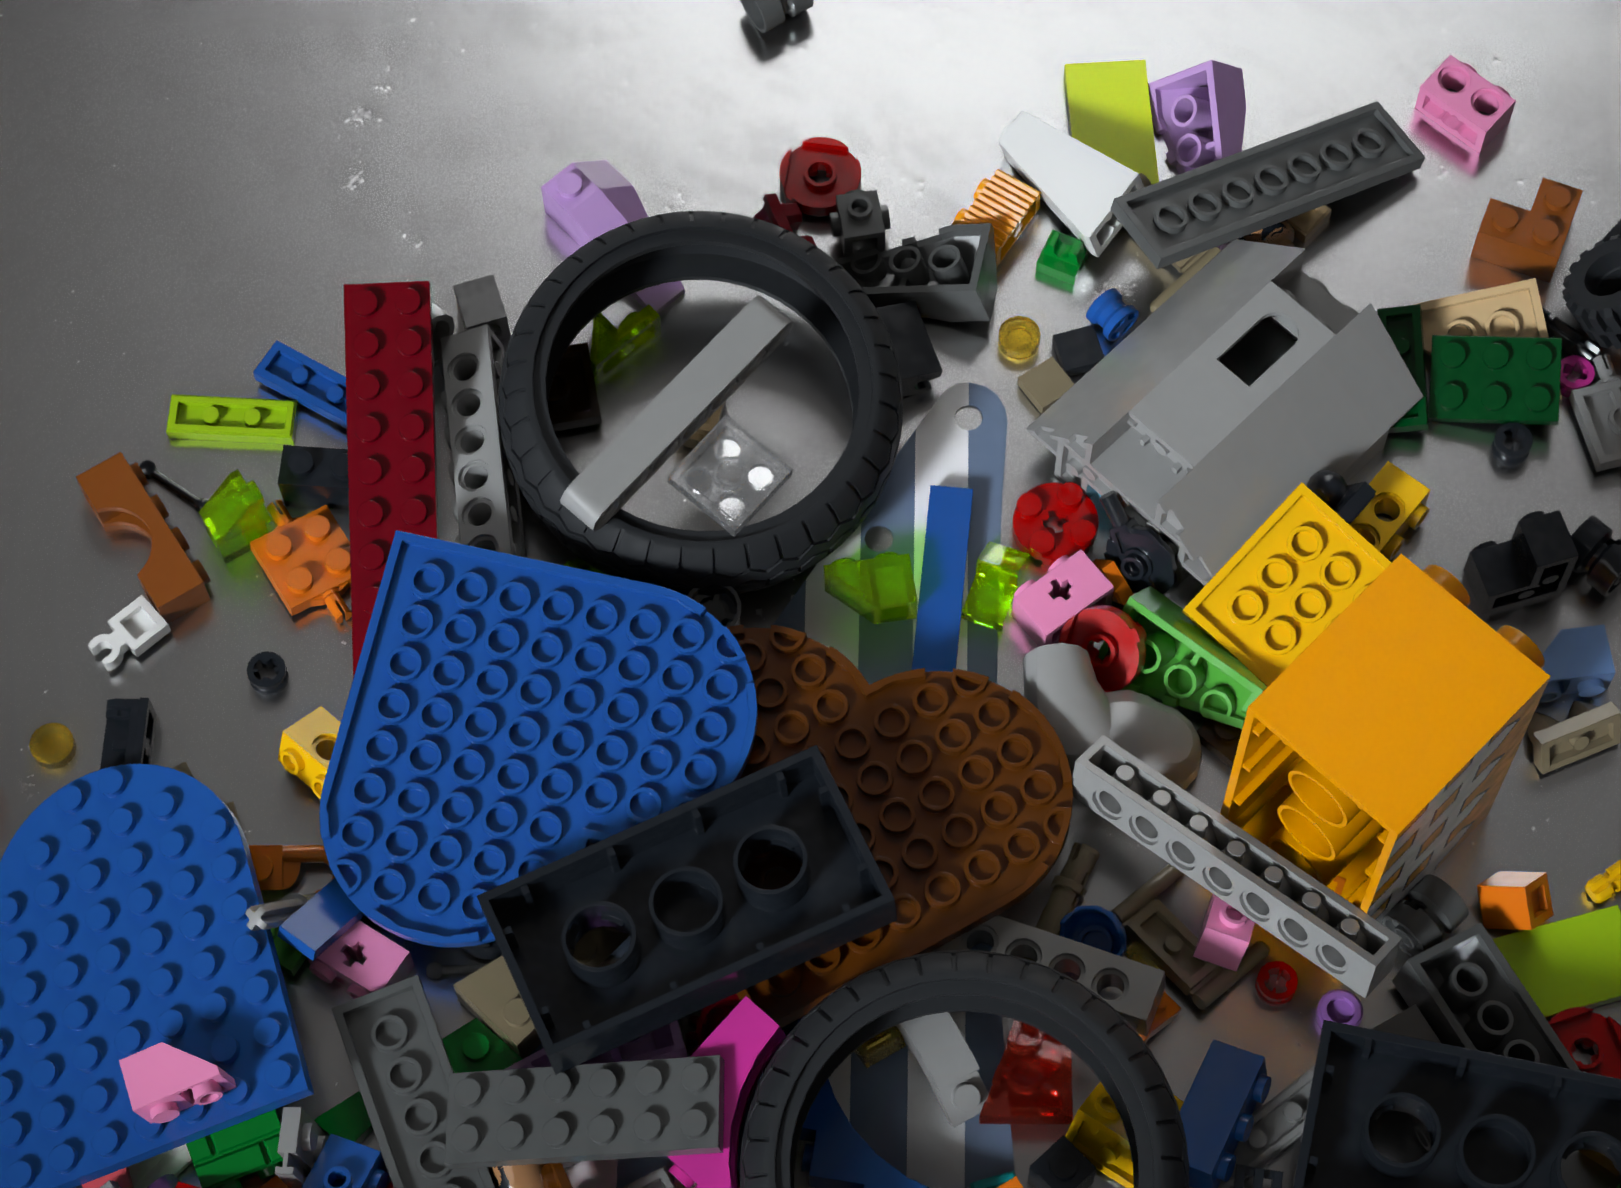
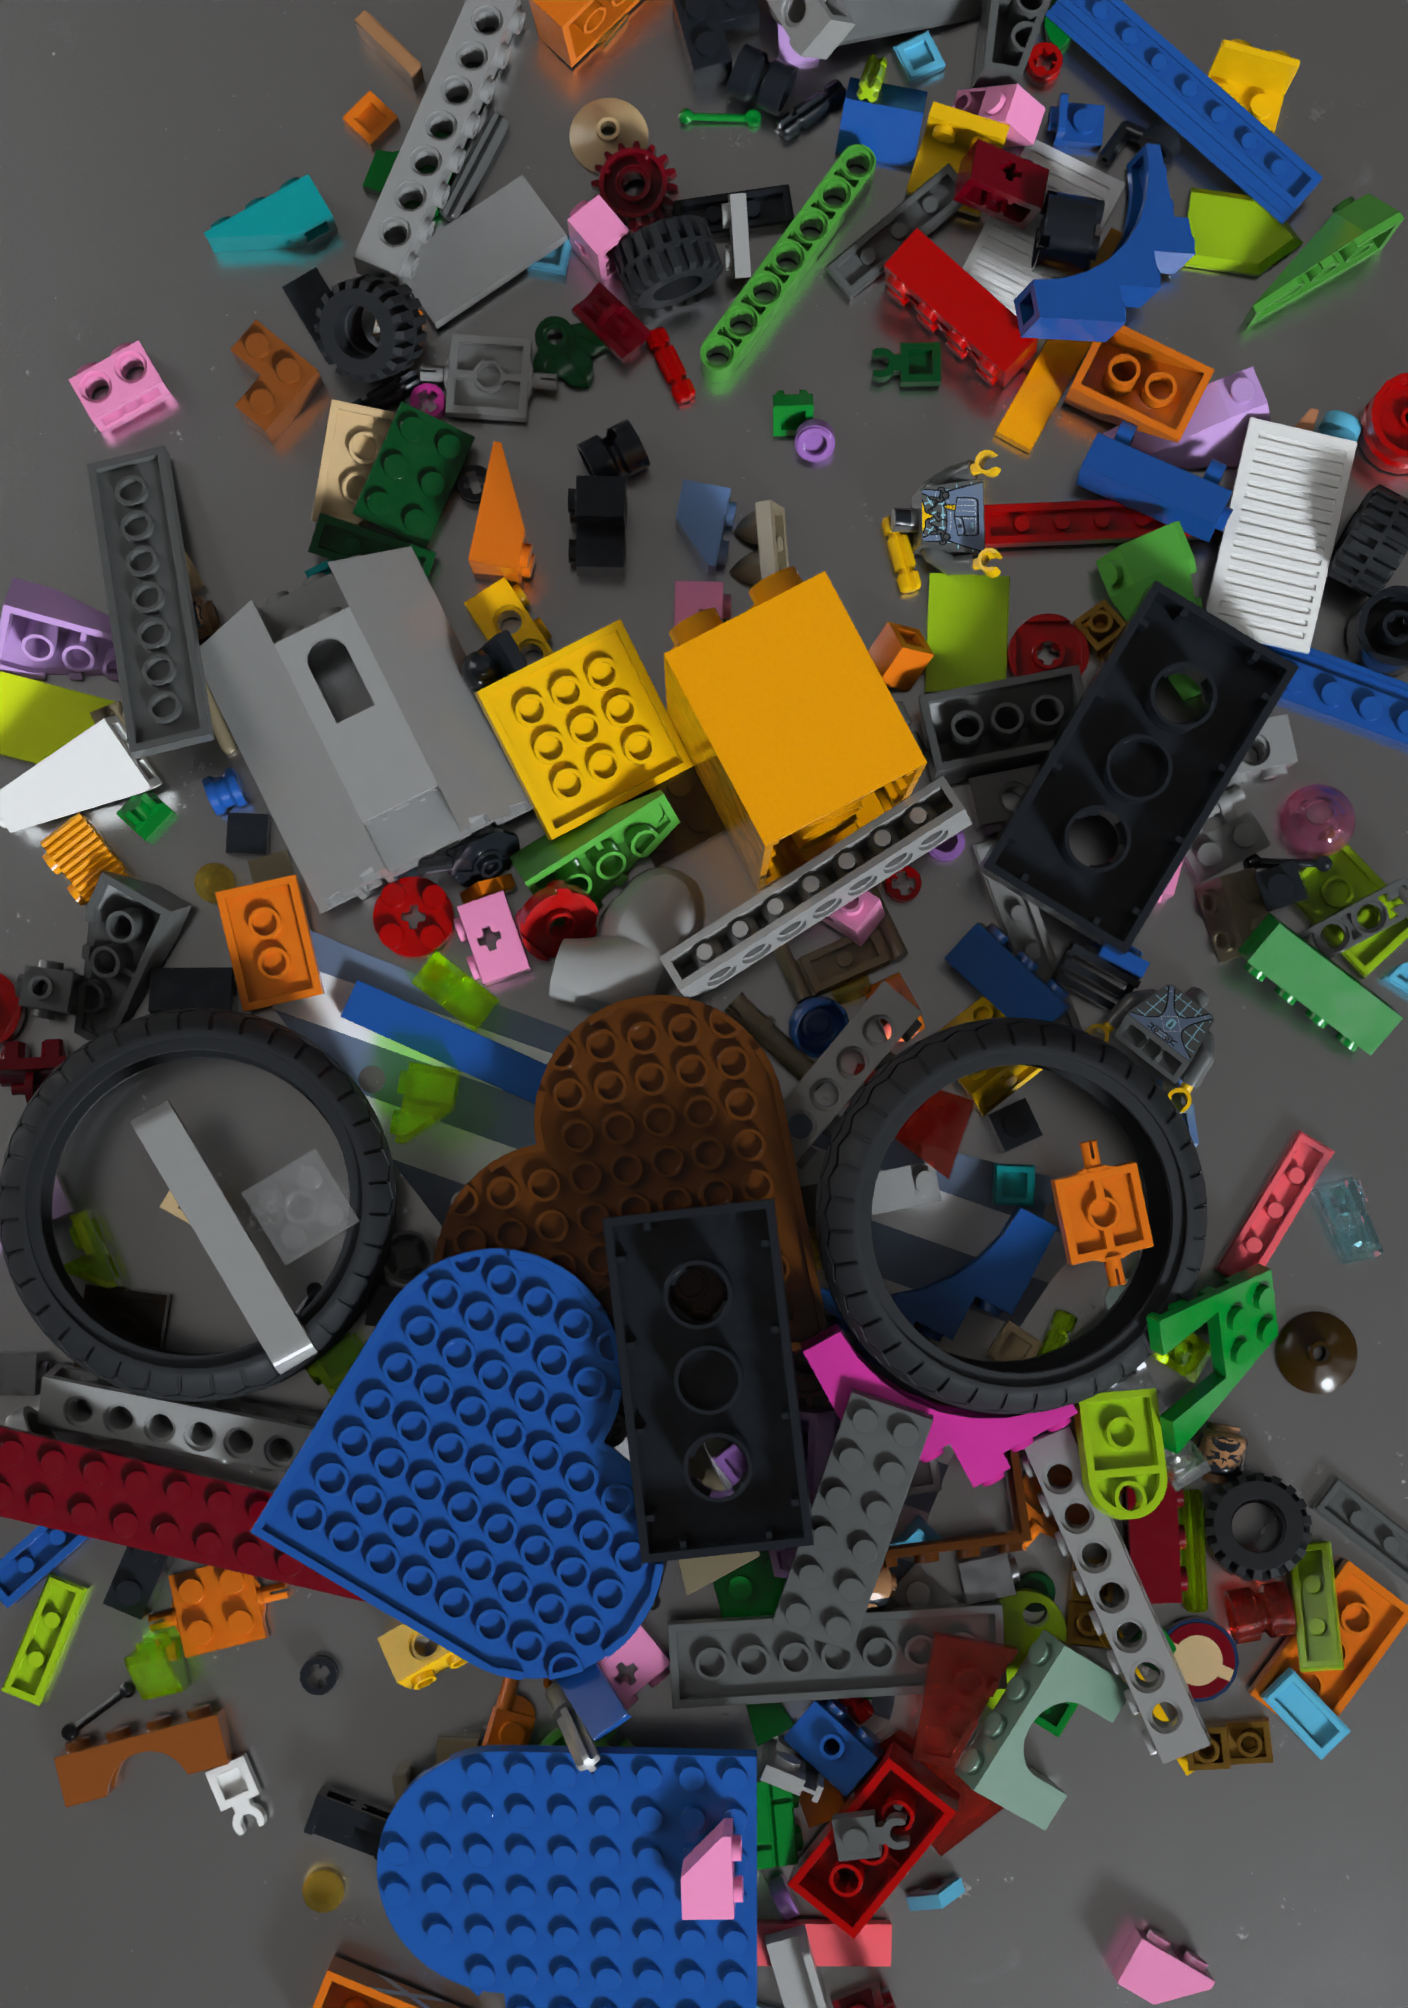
camera: 75 degrees left, 20 degrees up
(979, 398) = (269, 942): none -> orange plate
(1481, 468) = (499, 535): none -> orange slope

